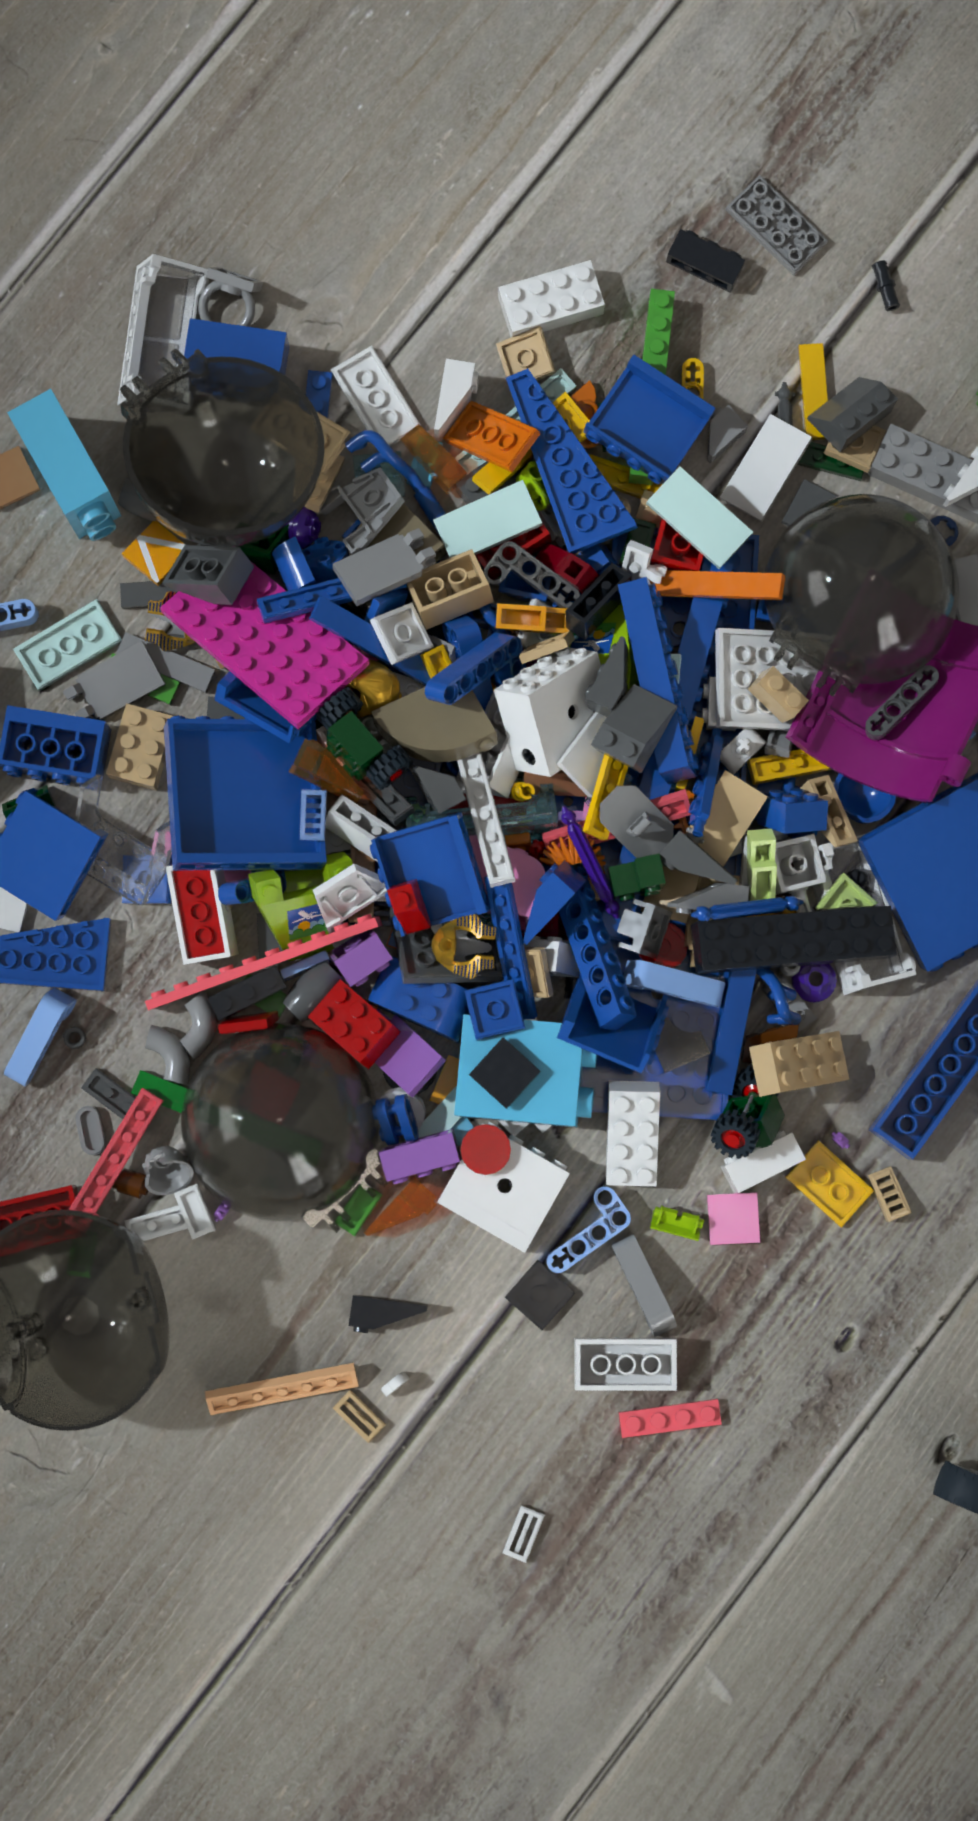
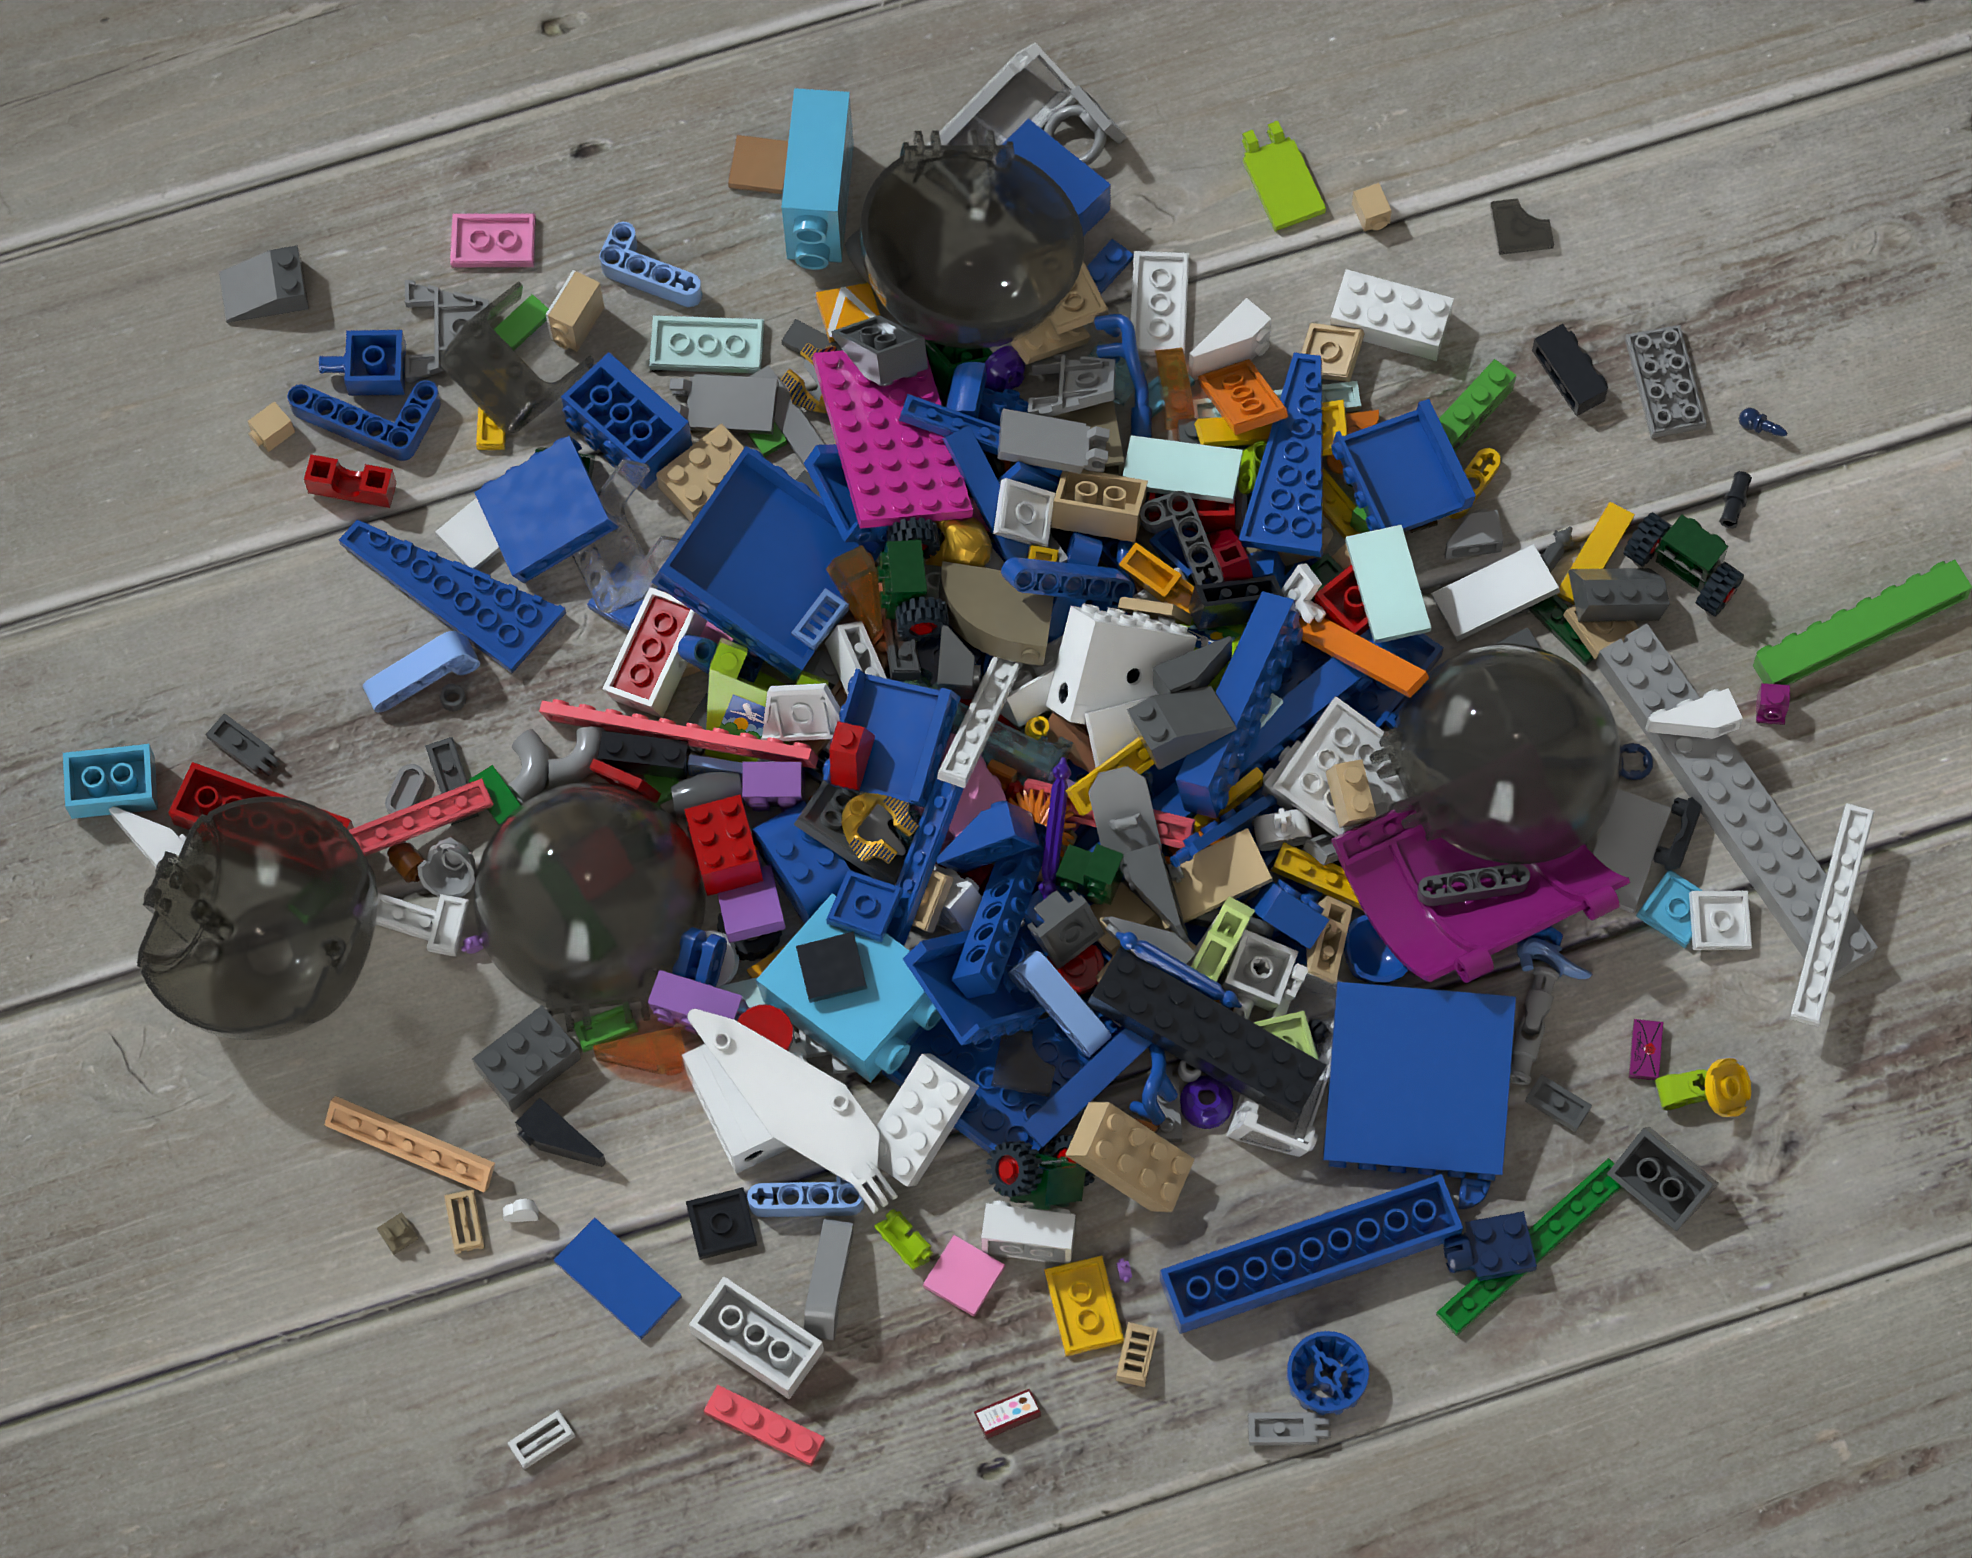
camera: 40 degrees right, 15 degrees down
(318, 1456) = (397, 1233): none -> dark tan tile
(321, 1271) = (526, 1058): none -> dark grey brick
(398, 243) = (1281, 178): none -> lime tile
(481, 224) = (1371, 207): none -> tan brick
(495, 1384) = (617, 1278): none -> blue tile
(544, 1183) = (798, 1103): none -> white wing
(595, 174) = (1518, 230): none -> clear smoke tile
(830, 1296) = (1007, 1414): none -> slope
(855, 215) = (1752, 419): none -> dark blue bar
(886, 350) = (1689, 555): none -> brick

